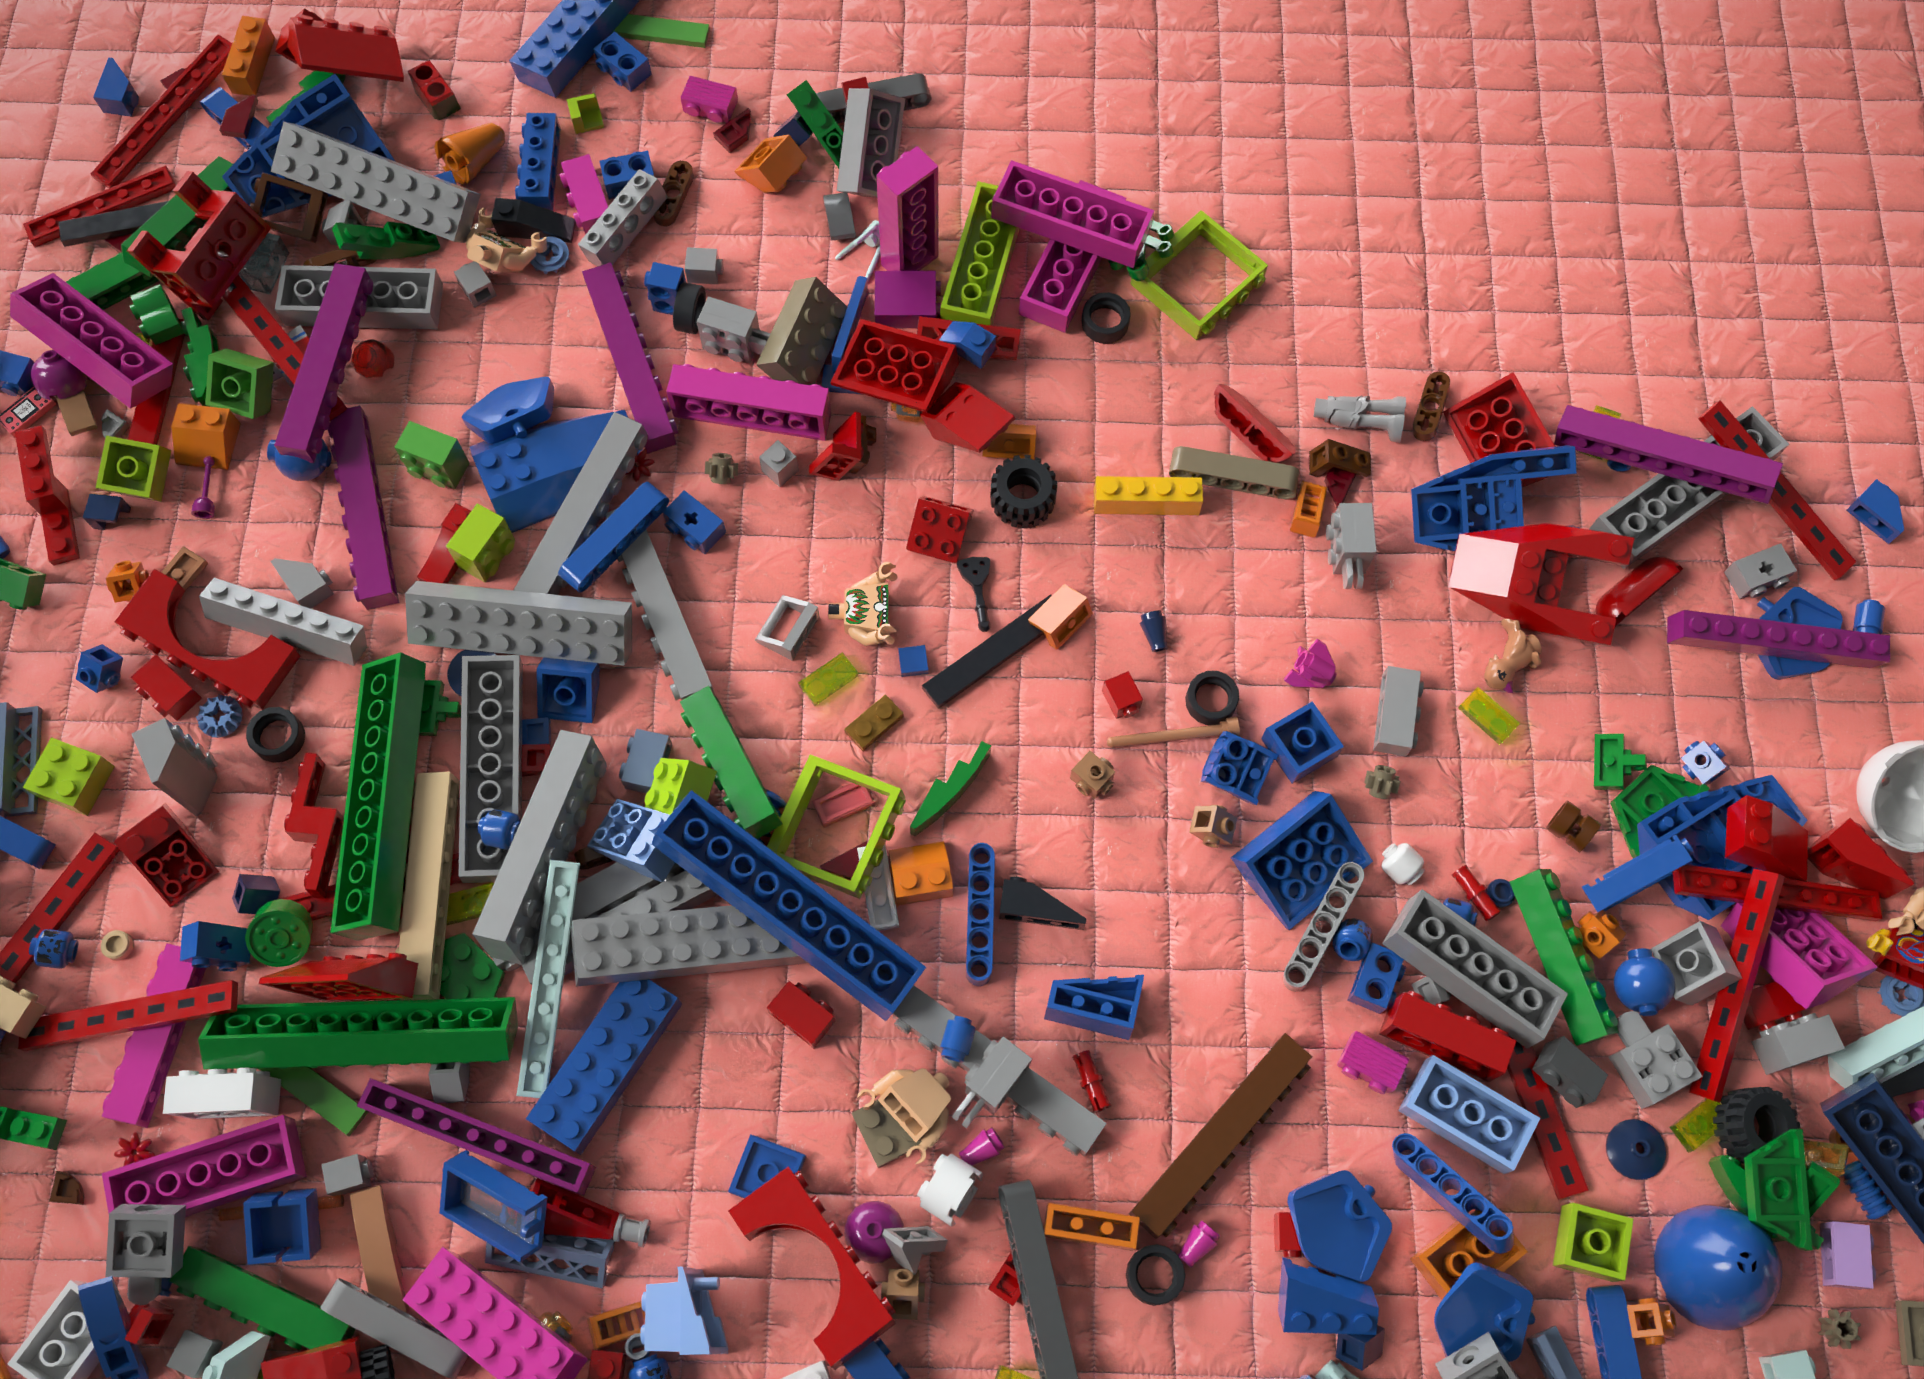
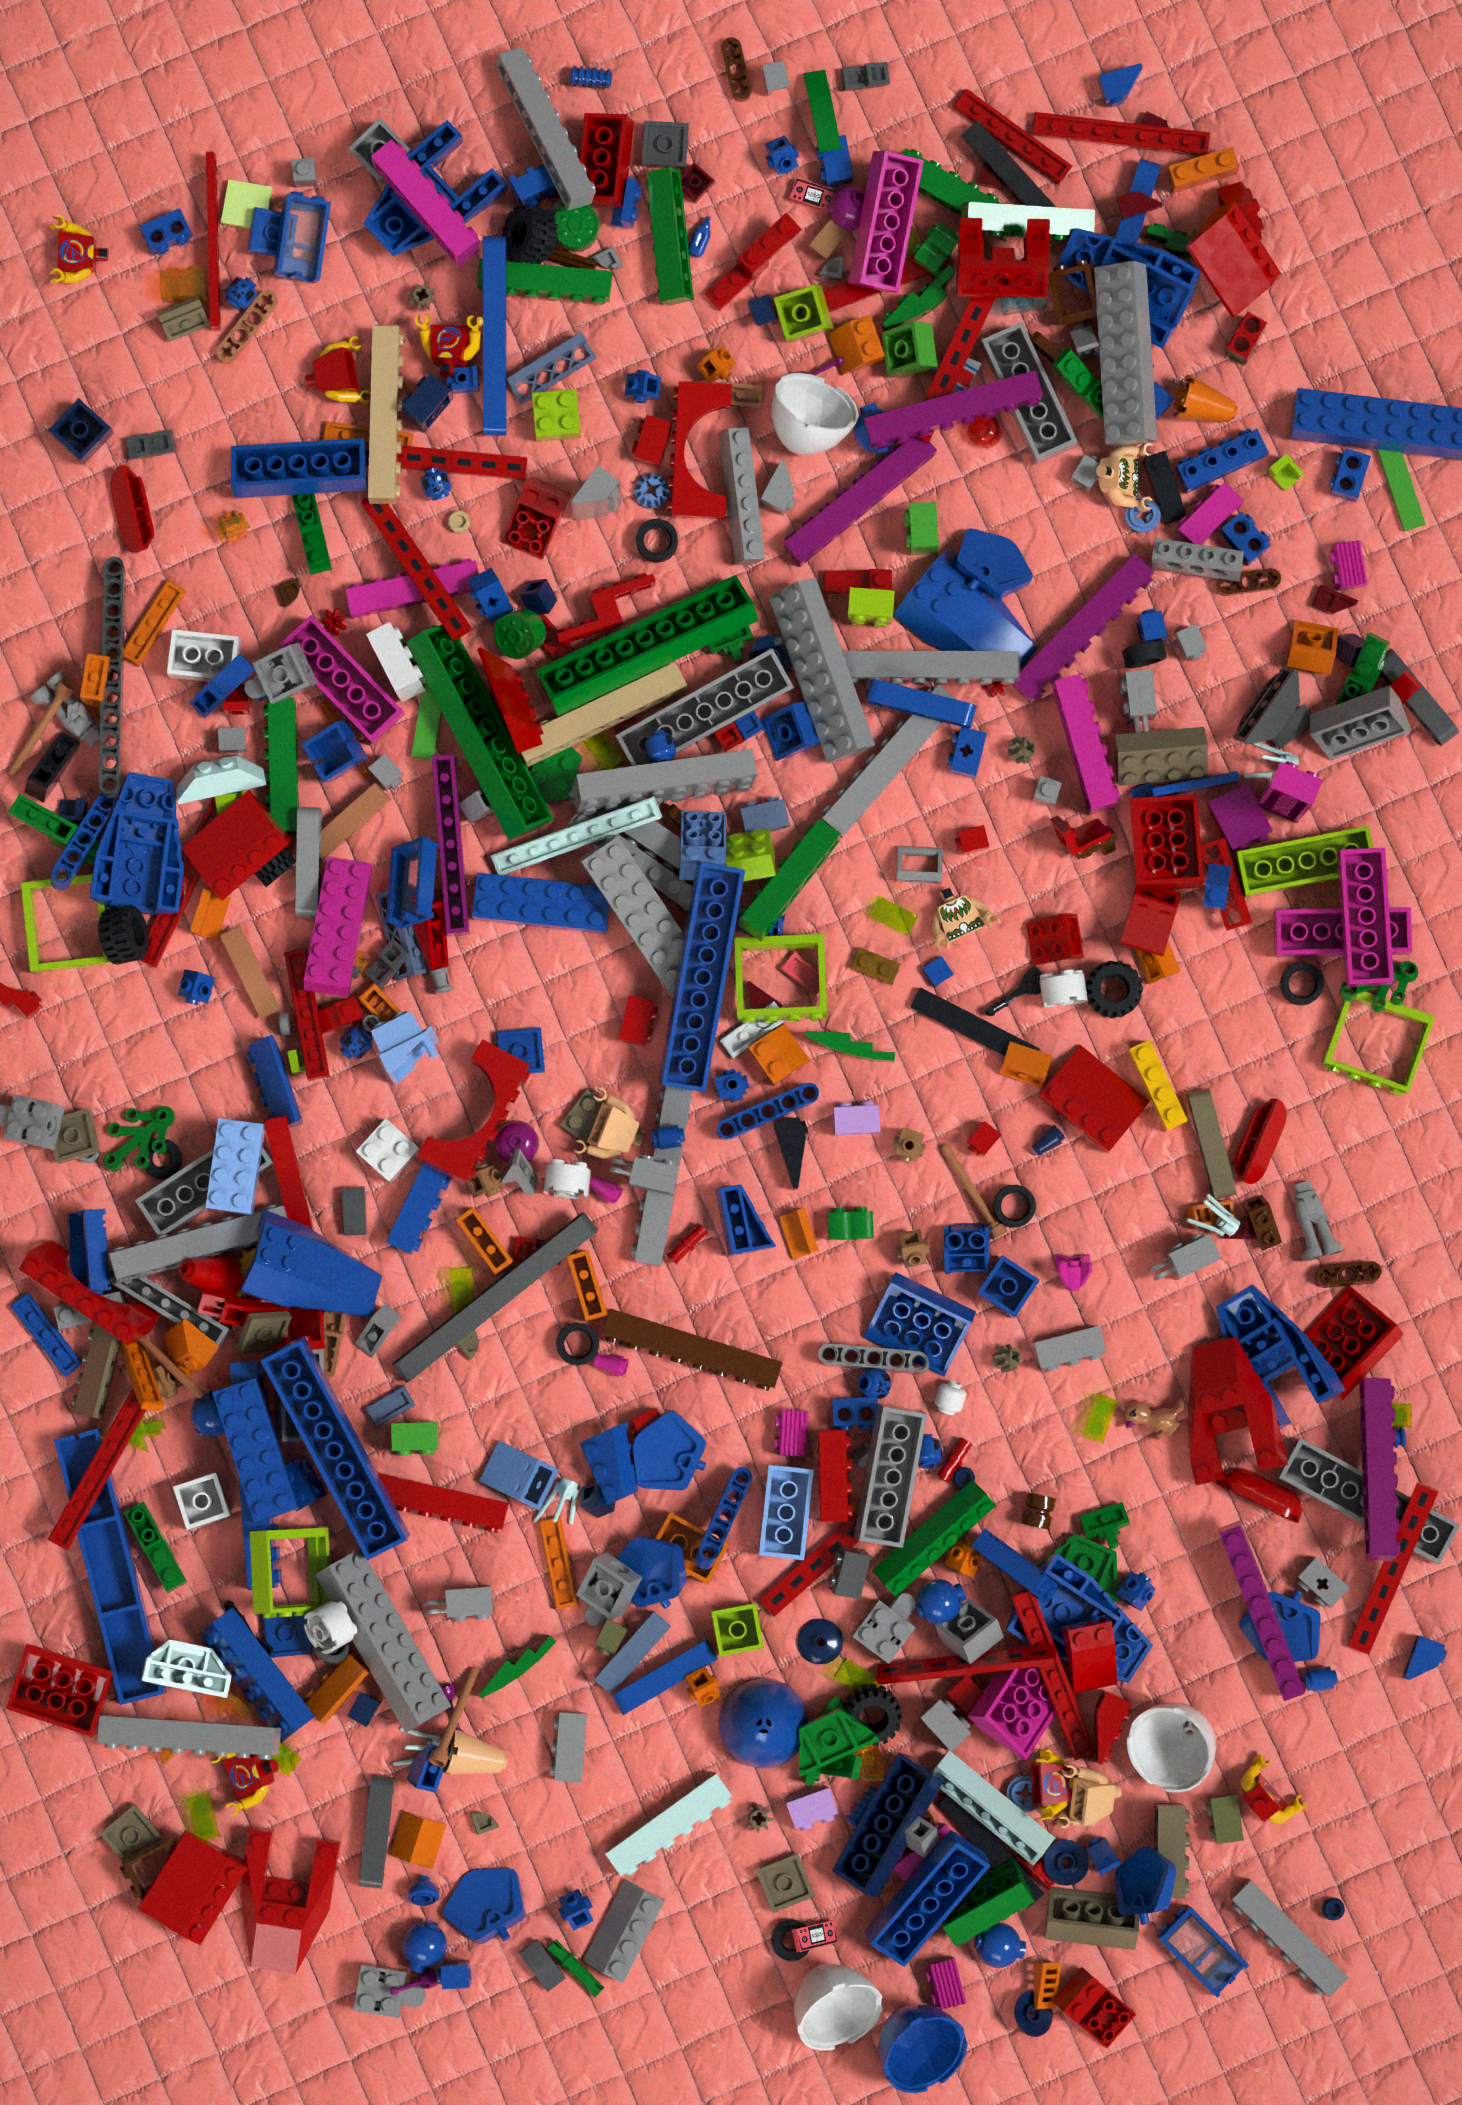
camera: 65 degrees right, 15 degrees up
(243, 512) = (811, 413): none -> white piece
(575, 1285) = (388, 963): none -> dark grey slope
(790, 559) = (972, 840): none -> red brick
(808, 217) = (1270, 708): none -> dark grey wedge
(934, 949) = (723, 1089): none -> blue brick
(977, 1331) = (484, 1241): none -> orange brick
(998, 537) = (1063, 988): none -> white brick
(1036, 820) = (856, 1119): none -> lavender brick
(1132, 567) = (1094, 1099): none -> red slope
(1137, 945) = (798, 1233): none -> orange panel
(1154, 882) = (850, 1225): none -> green brick
(1326, 492) = (1225, 1222): none -> light aqua plant

